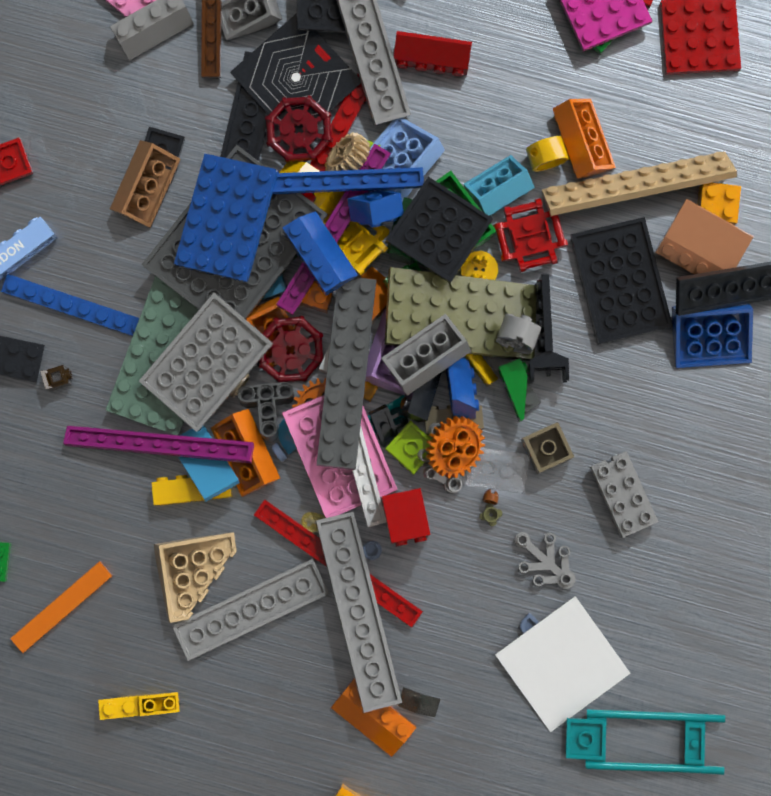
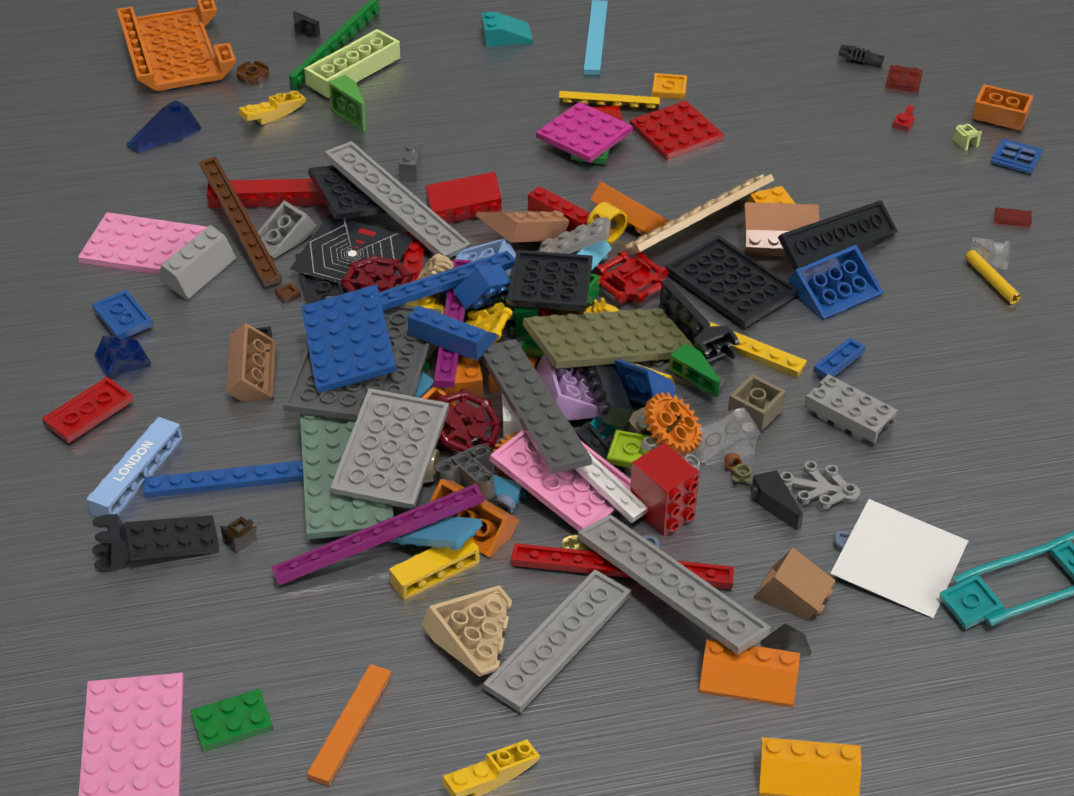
camera: 25 degrees left, 40 degrees down
(43, 112) = (115, 351): none -> clear blue bracket
(62, 58) = (122, 314): none -> blue plate
(219, 96) = (287, 293): none -> reddish brown tile
(426, 354) = (600, 357): light grey slope -> none
(457, 655) = (796, 586): none -> medium nougat slope
(467, 117) = (526, 225): none -> nougat slope
(500, 169) = (579, 238): none -> light grey plate
(500, 553) = (776, 498): none -> black slope
(518, 333) = (671, 321): light grey brick -> none
(521, 108) = (544, 200): none -> red slope
(587, 371) = (768, 355): none -> yellow plate
(655, 427) = (839, 358): none -> blue plate

